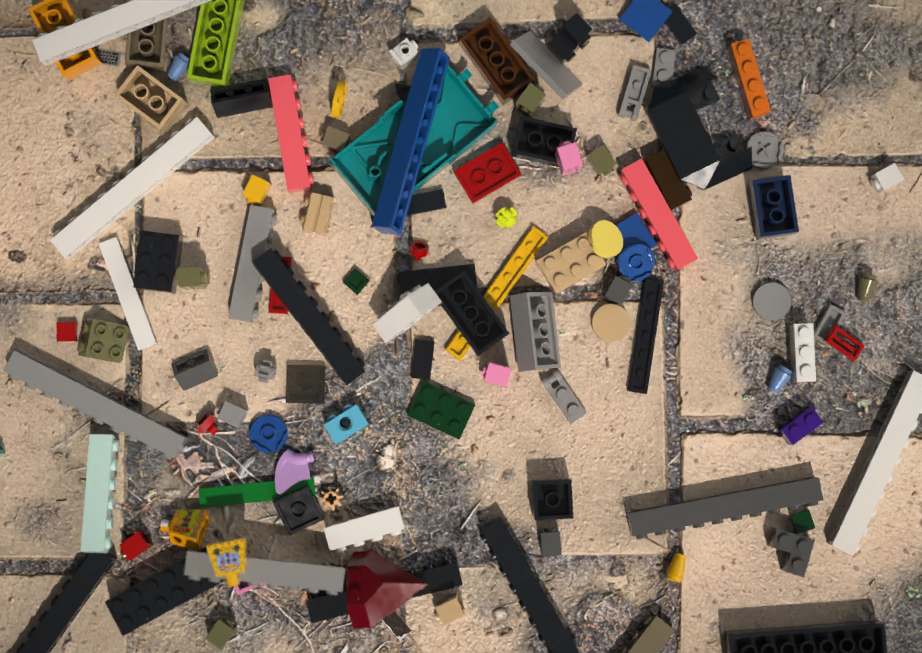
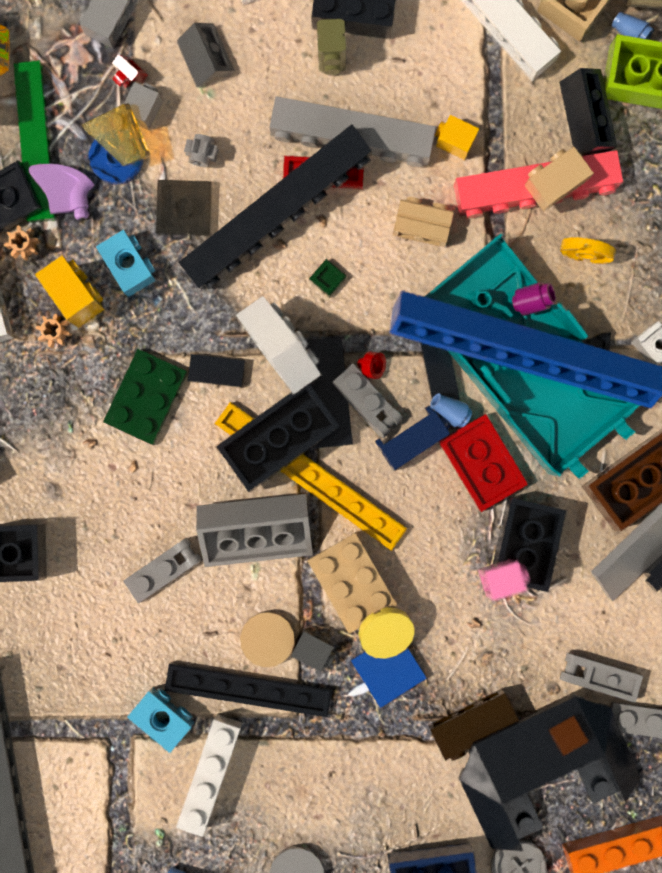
camera: 90 degrees right, 0 degrees up
(255, 428) = (119, 134): none -> clear yellow wing
(290, 119) = (558, 178): none -> tan brick
(334, 139) = (530, 245): dark tan brick -> none
(368, 461) = (70, 292): none -> yellow brick
(374, 136) = (534, 298): none -> magenta brick
(399, 476) = (46, 331): none -> light nougat gear
(443, 254) = (366, 400): none -> light grey plate
(451, 193) = (455, 411): none -> medium blue cone
(471, 220) = (414, 439): none -> dark blue brick
(496, 374) = (191, 473): bright pink brick -> none
(506, 217) = (418, 489): neon yellow gear -> none
(530, 100) = (589, 525): olive brick -> none
(601, 161) = (500, 628): olive brick -> none
(635, 261) = (354, 676): blue tile -> none
(658, 215) = (421, 710): coral brick -> none
(673, 115) = (568, 735): none -> reddish brown tile
(676, 389) = (145, 718): none -> medium azure brick
(704, 361) = (209, 775): none -> white brick

